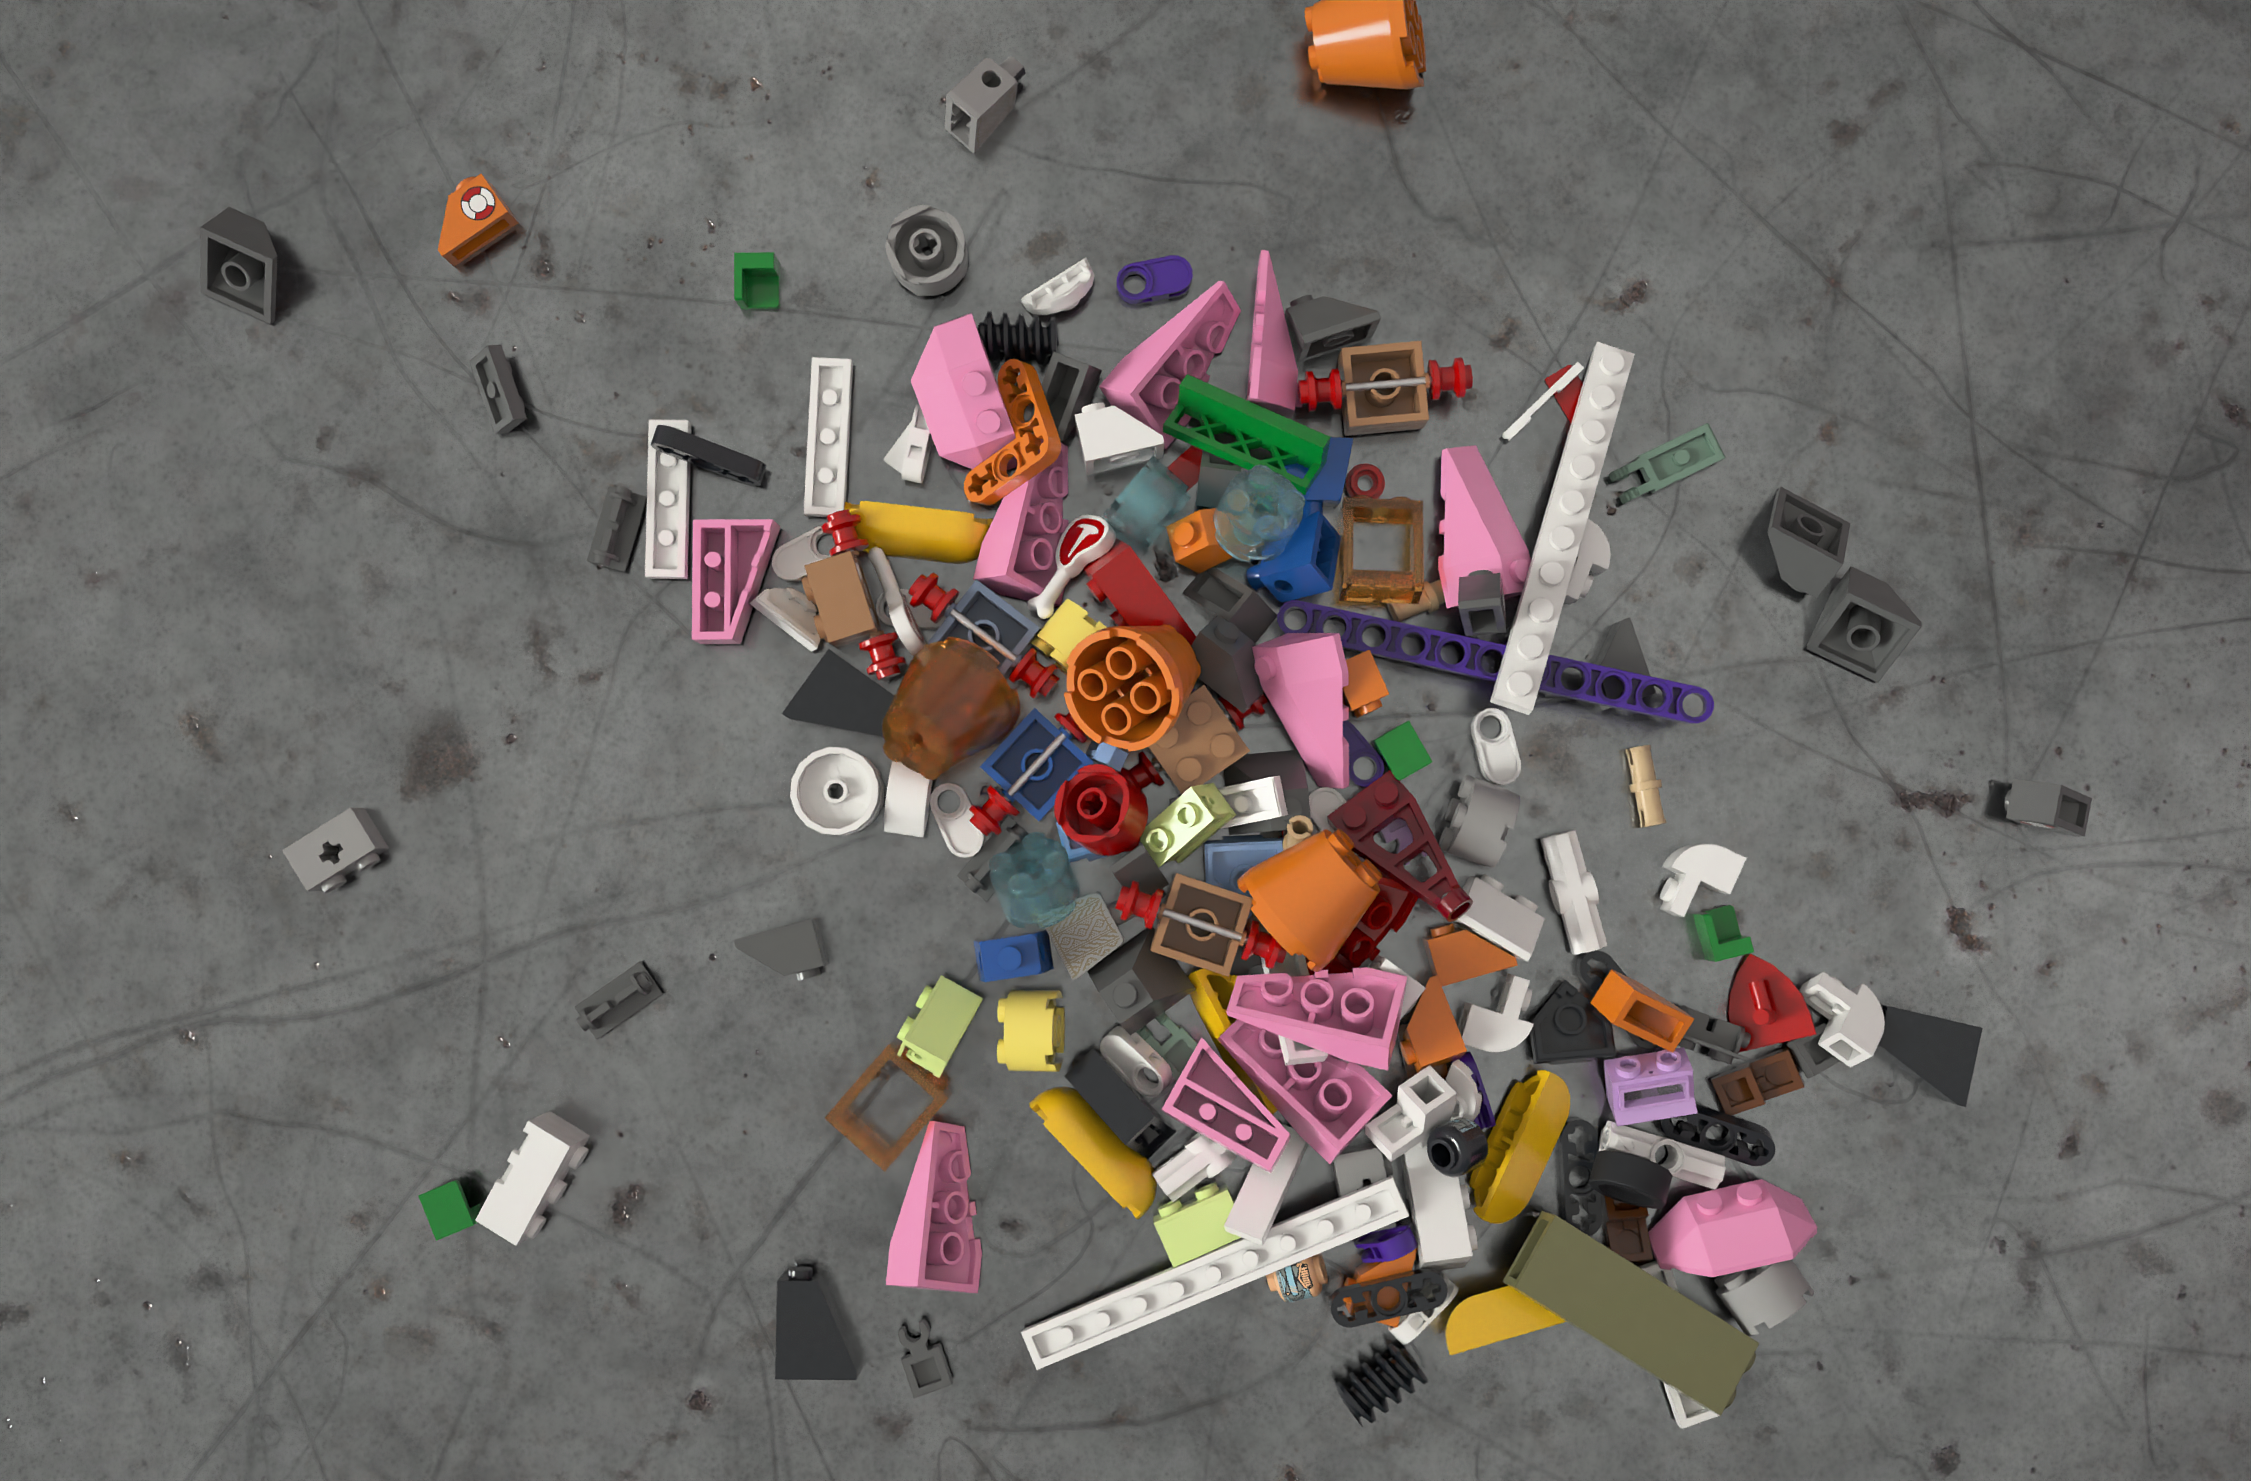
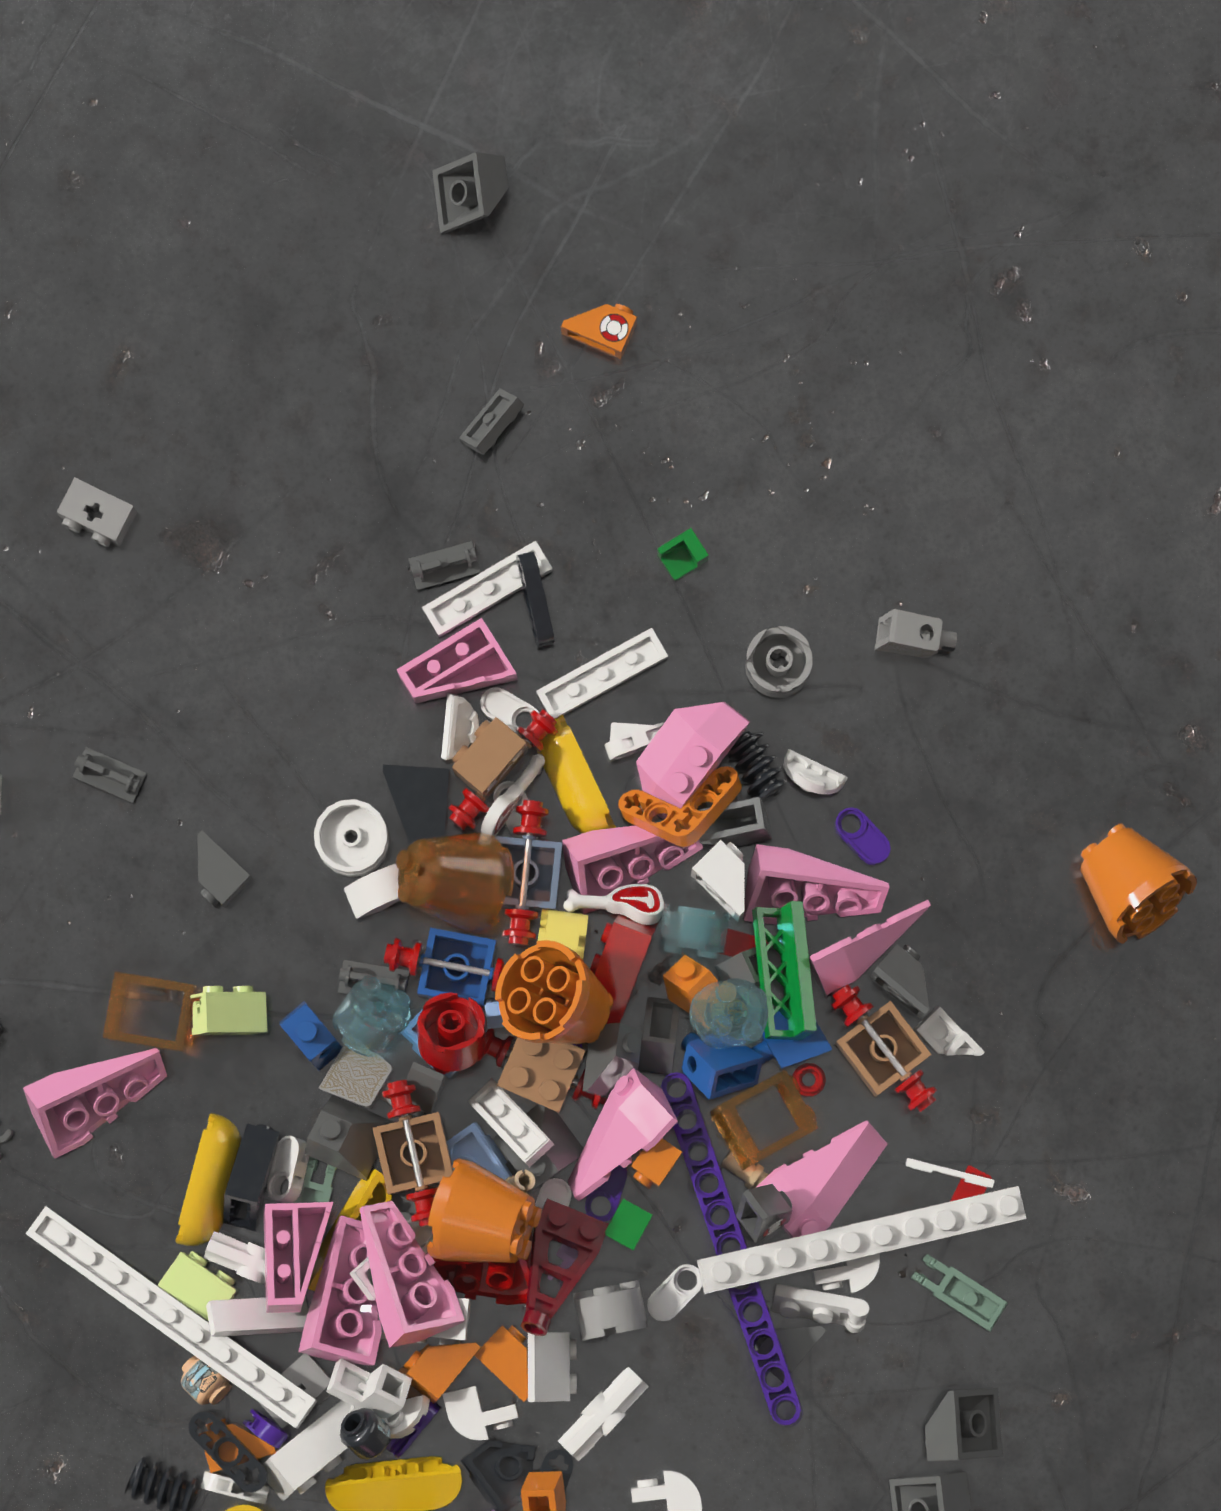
camera: 60 degrees right, 5 degrees down
(958, 832) = (375, 940): white piece -> none
(1031, 1030) = (265, 1080): light yellow brick -> none
(1186, 824) = (479, 1100): yellowish green hinge -> none
(1407, 320) = (945, 1035): none -> white slope
(1600, 610) = (820, 1307): none -> white plate
(1645, 786) = (713, 1420): tan pin -> none

